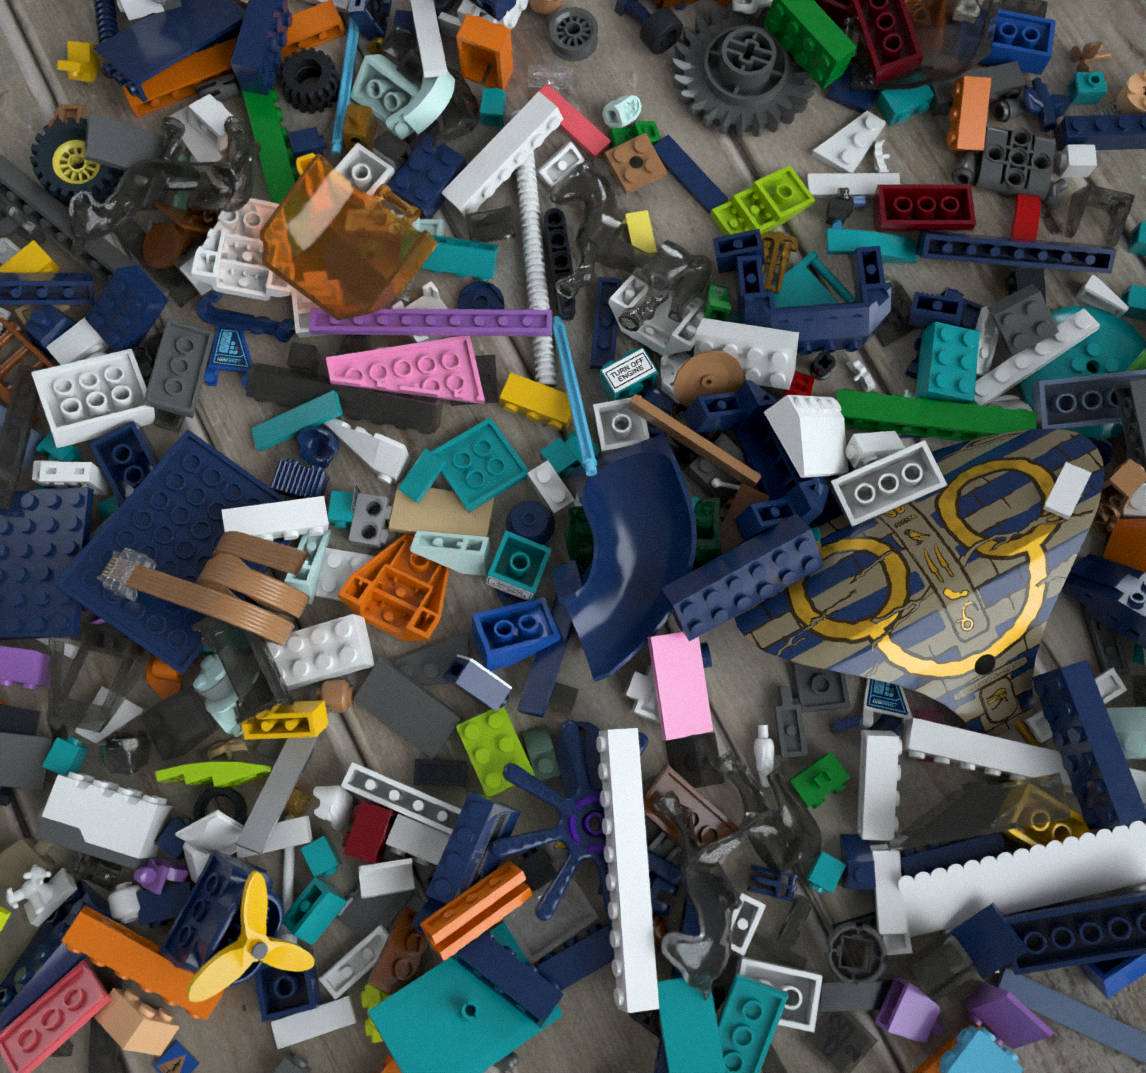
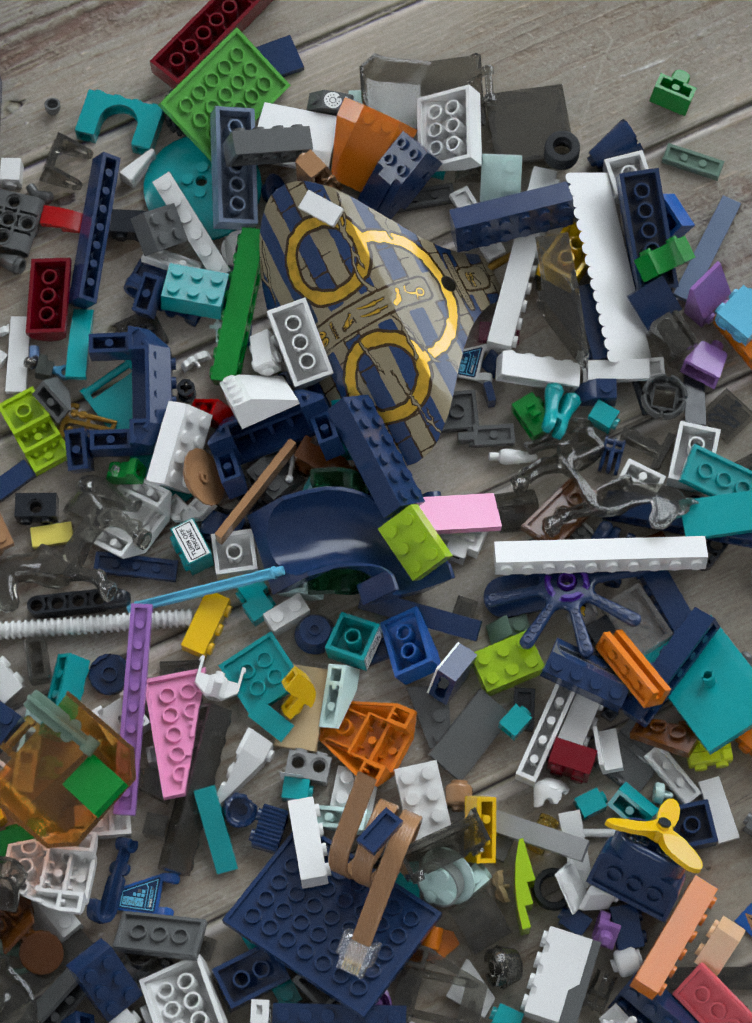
camera: 85 degrees left, 5 degrees down
(240, 584) = (379, 831): none -> dark blue tile
(333, 279) = (95, 785): none -> green tile
(335, 944) = (660, 793): none -> light aqua tile
(419, 761) = (515, 721): none -> teal brick
(427, 217) = (60, 721): none -> sand green piece
(454, 503) = (301, 692): none -> yellow brick
(461, 412) = (216, 686): none -> white piece
(633, 629) = (415, 542): none -> lime brick
(669, 201) = (28, 501): none -> black brick
(802, 220) = (54, 398): none -> dark grey slope
(816, 807) = (558, 409): none -> teal piece
(1051, 955) = (665, 258): none -> green brick

